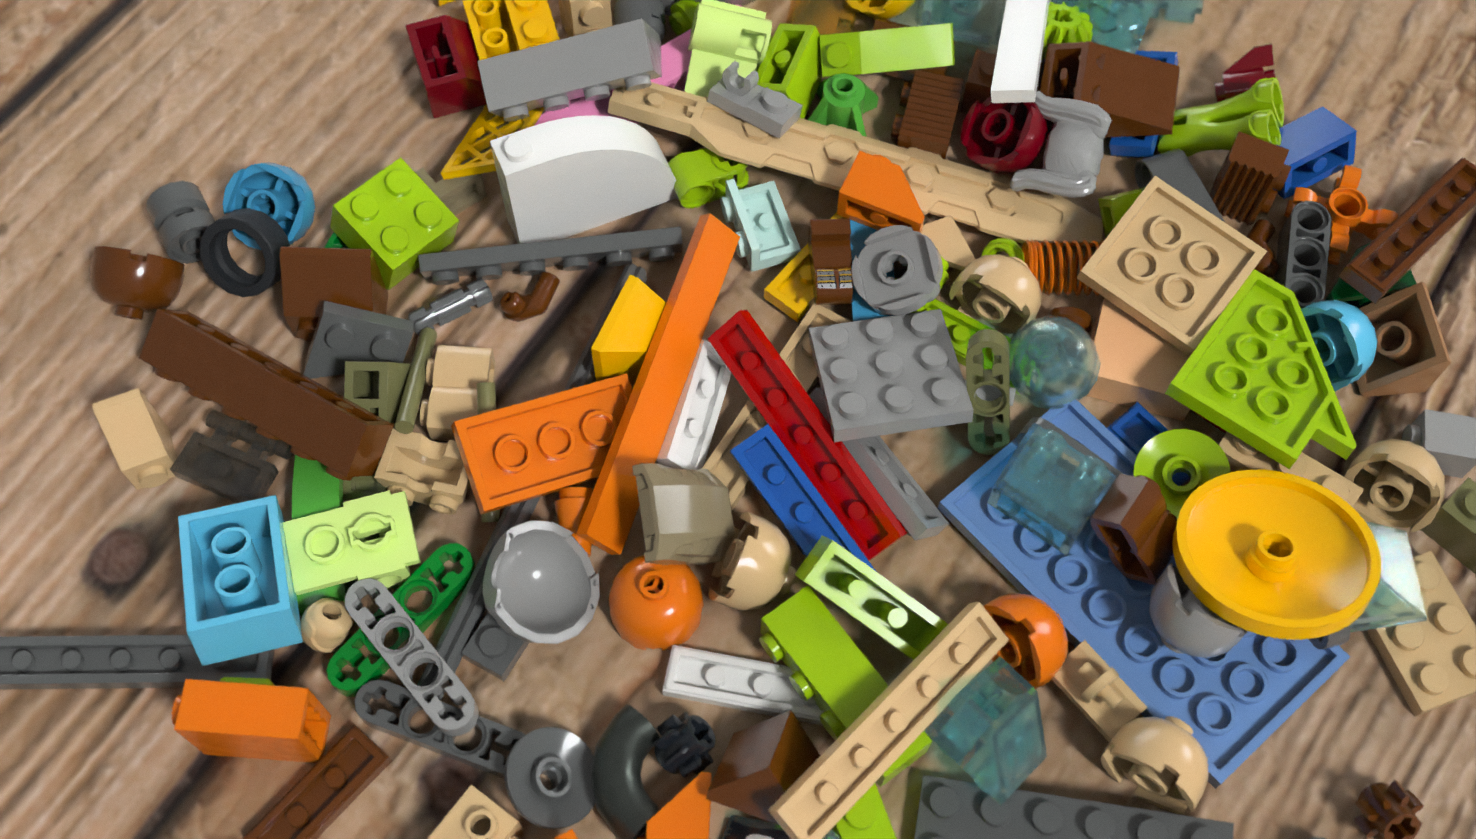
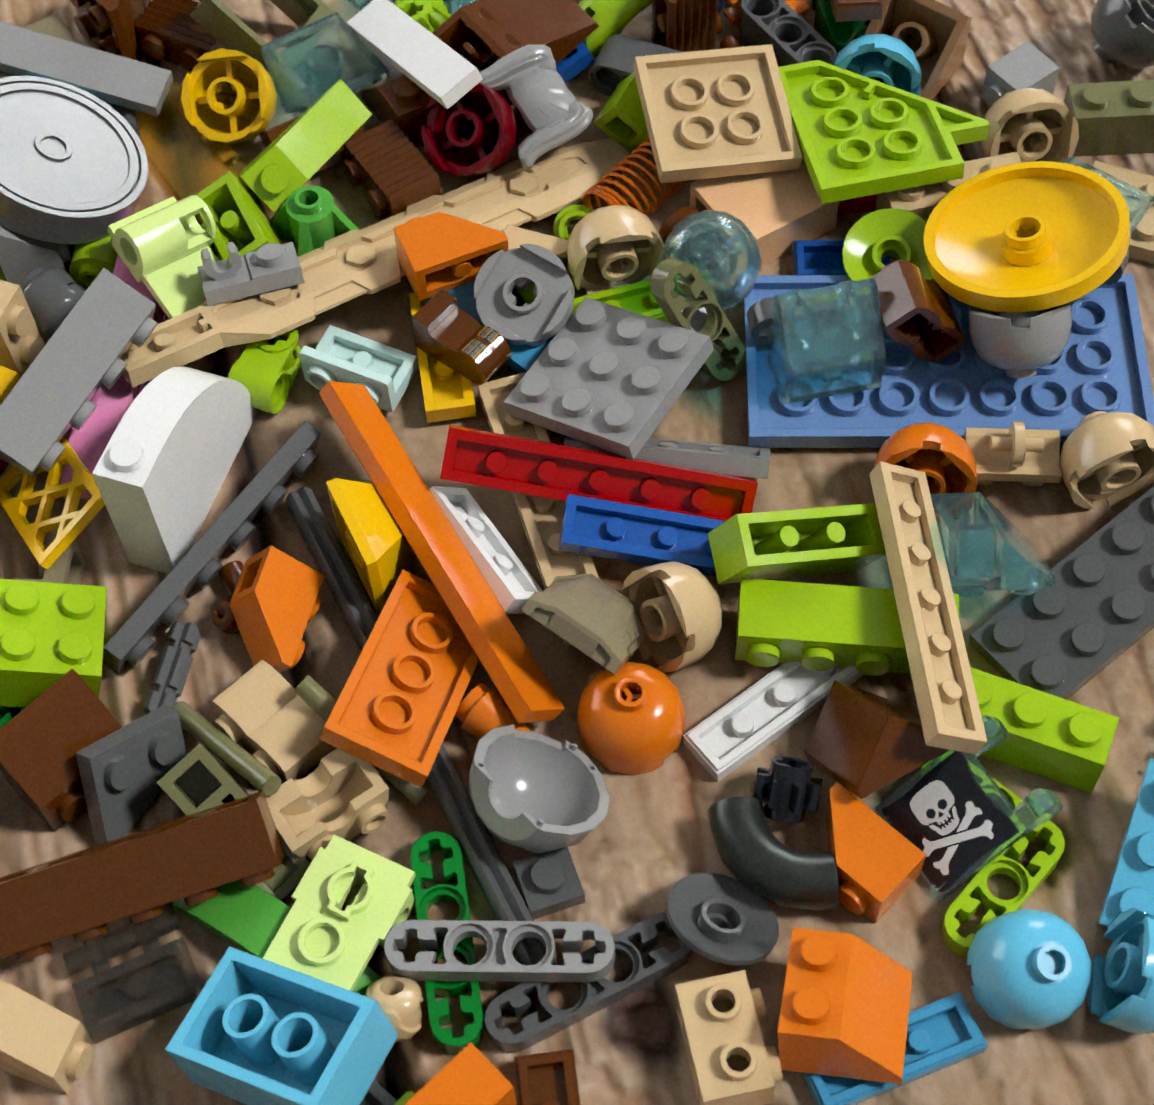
camera: 45 degrees left, 5 degrees down
(537, 323) = (274, 605): none -> orange slope

